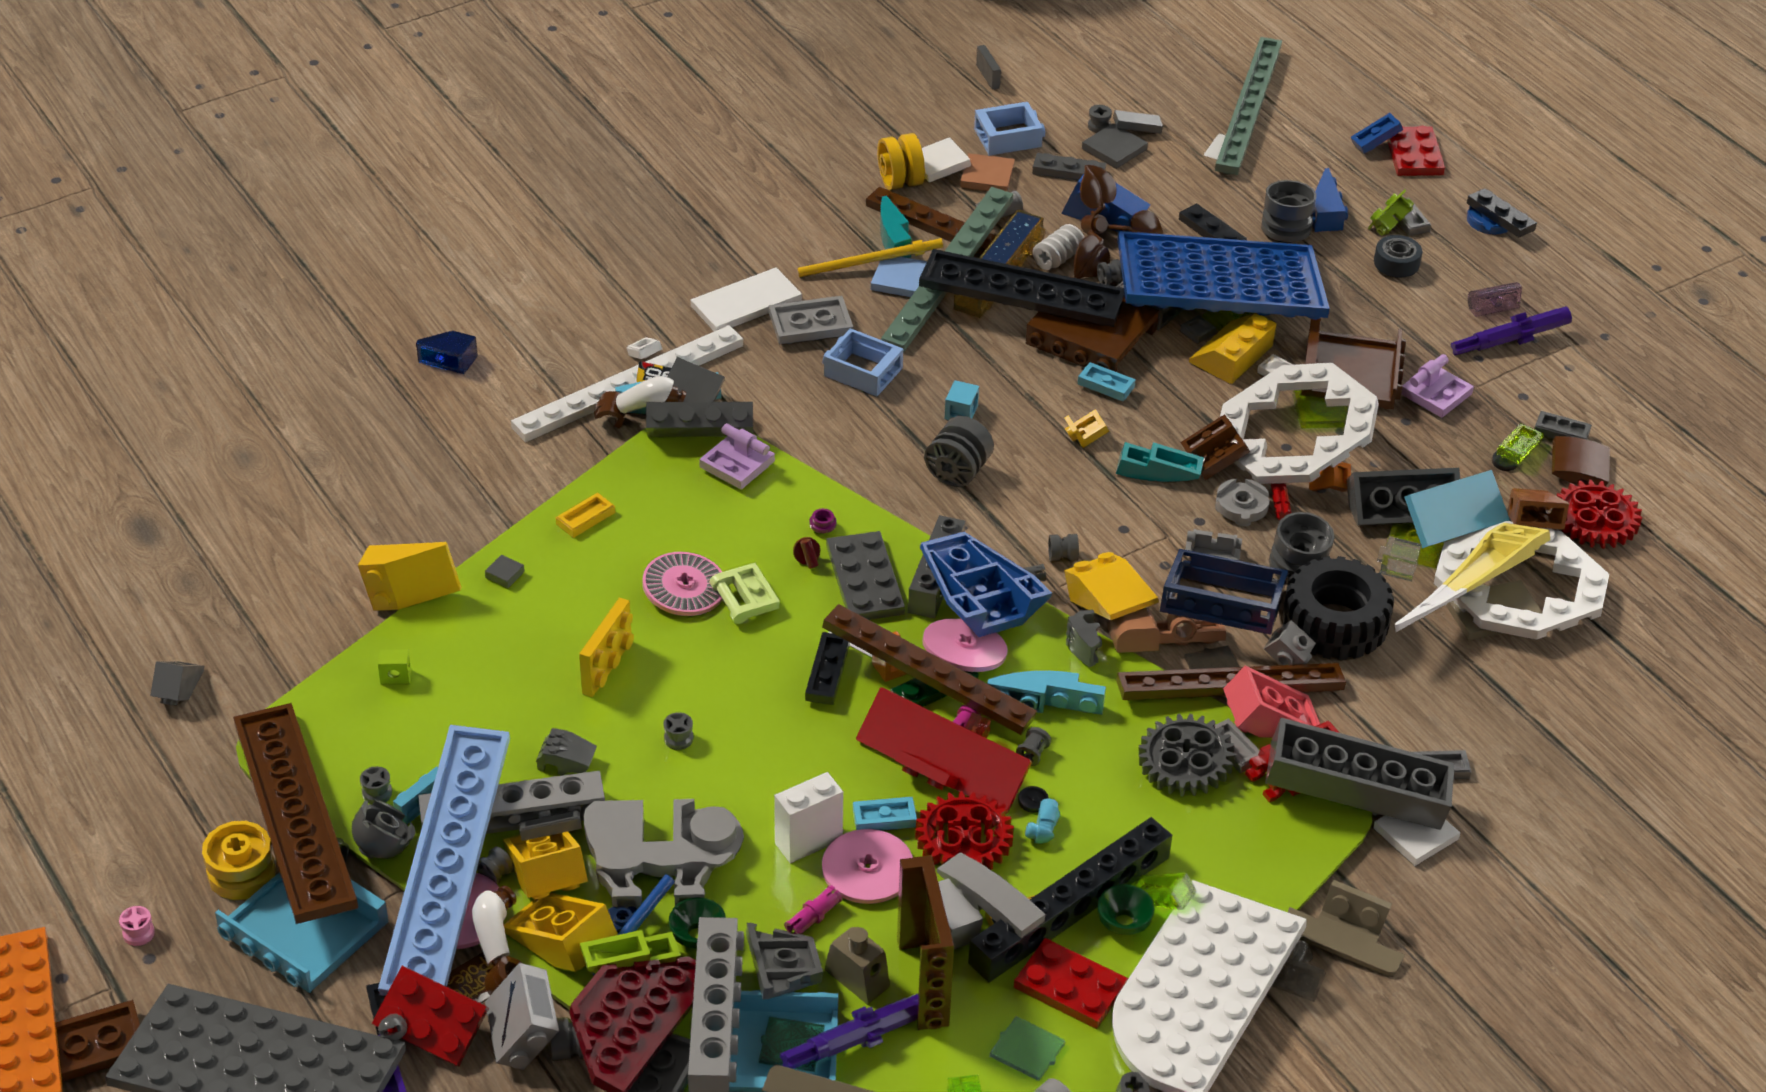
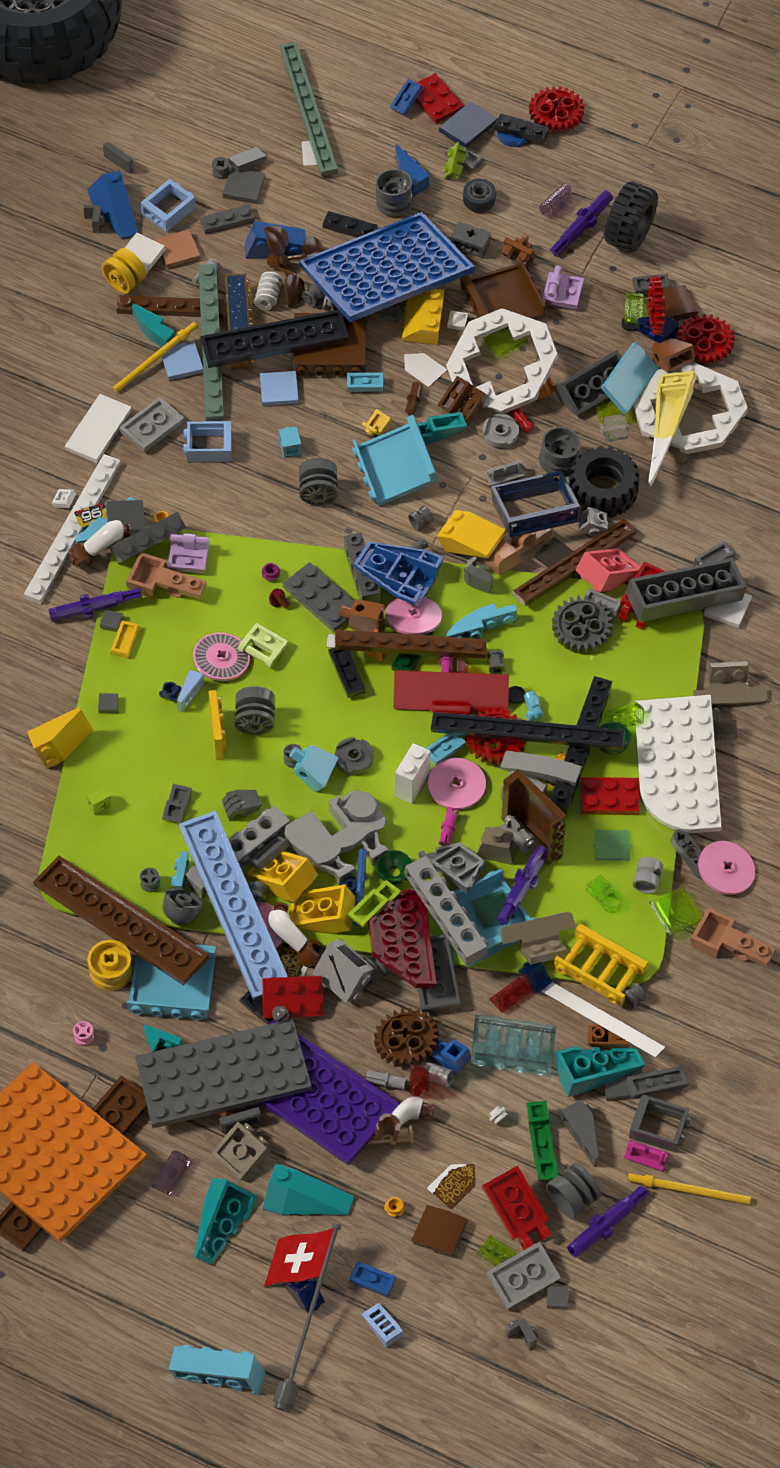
camera: 30 degrees left, 15 degrees up
(217, 980) = (157, 1038): none -> teal slope
(492, 715) = (177, 803): none -> dark grey slope
(573, 461) = (89, 605): none -> dark purple piece
(585, 487) = (111, 620): none -> dark grey tile
(589, 591) = (170, 686): none -> dark blue plate
(606, 597) = (191, 686): none -> light blue slope
(667, 653) = (254, 710): none -> dark grey wheel
(678, 460) = (152, 572): none -> nougat plate
(690, 750) = (313, 766): none -> medium azure torso
(741, 766) = (357, 765): none -> dark grey plate
(897, 612) = (364, 615): none -> dark orange torso
(903, 966) = (524, 839): none -> light grey hinge
(915, 108) = (95, 213): none -> dark grey bracket
(949, 103) = (112, 196): none -> blue wedge
(995, 347) = (279, 388): none -> light blue tile
(1007, 839) = (528, 731): none -> black plate
(1075, 475) = (395, 463): none -> medium azure panel
(1156, 422) = (414, 398): none -> reddish brown axle
(1194, 400) = (423, 368): none -> white sticker
(1353, 294) = (471, 239): none -> dark grey brick
(1412, 325) = (520, 246): none -> dark orange hips
(1434, 186) = (468, 124): none -> tile
(1537, 473) = (669, 329): none -> clear blue slope
(1541, 433) = (656, 305): none -> red gear
(1562, 211) = (547, 102): none -> red gear
(1577, 337) = (631, 216): none -> black tyre

